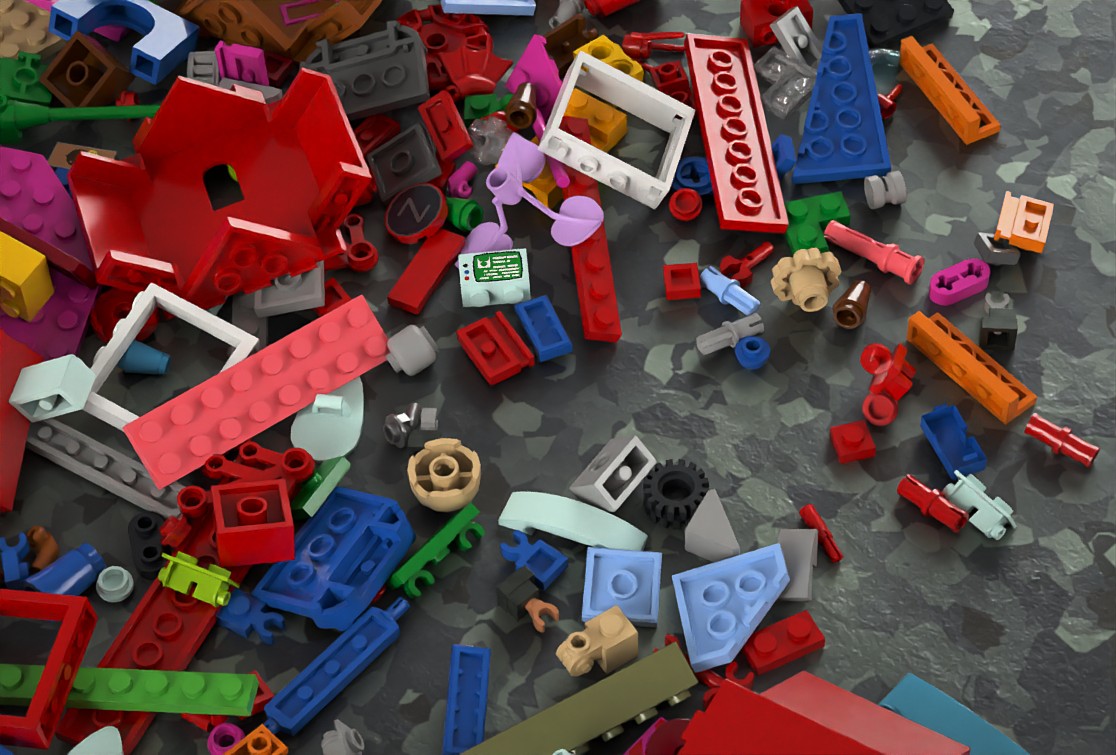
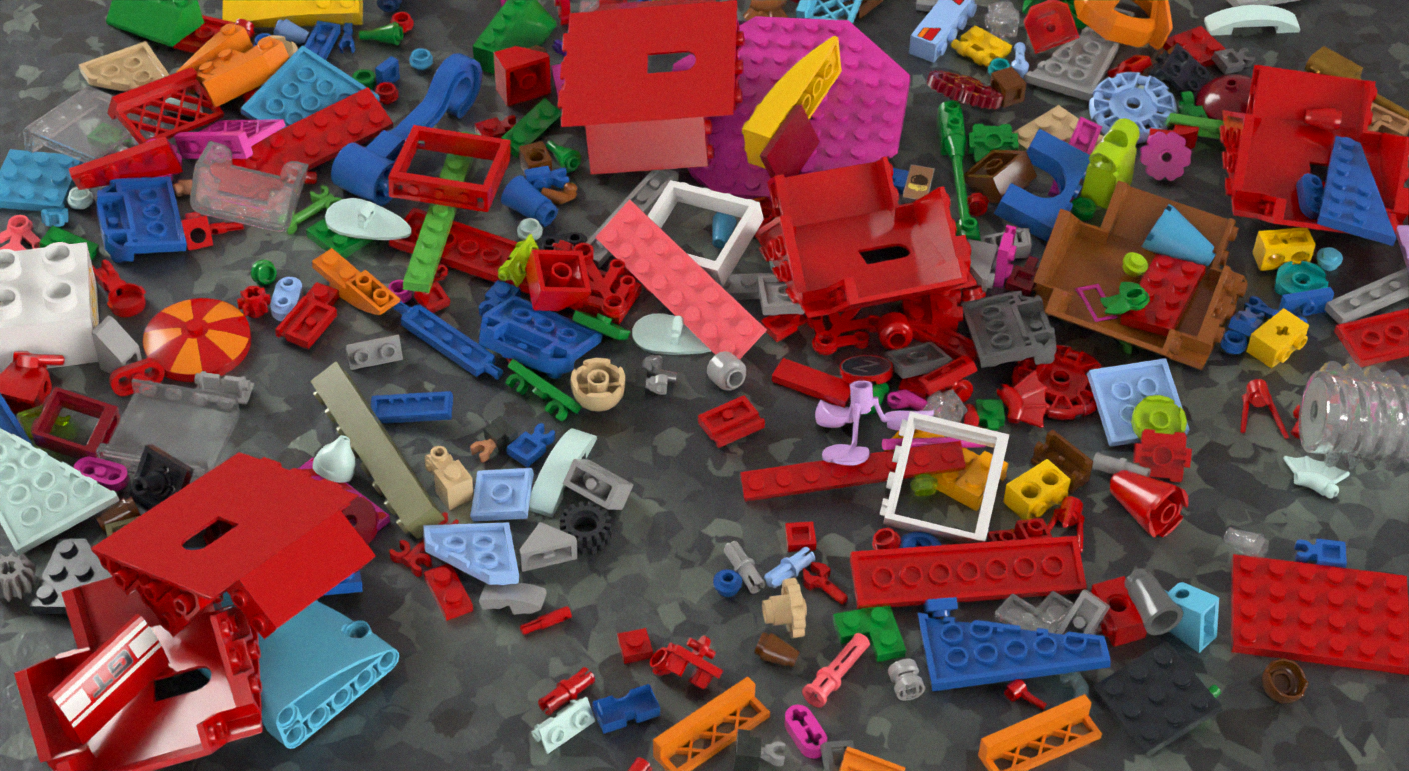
camera: 85 degrees right, 5 degrees down
(52, 388) = (670, 165): light aqua brick -> none
(494, 278) = (800, 418): light aqua brick -> none
(522, 107) = (979, 420): reddish brown cone -> none
(540, 71) = (1021, 436): dark pink wing -> none
(543, 328) = (751, 450): blue plate -> none

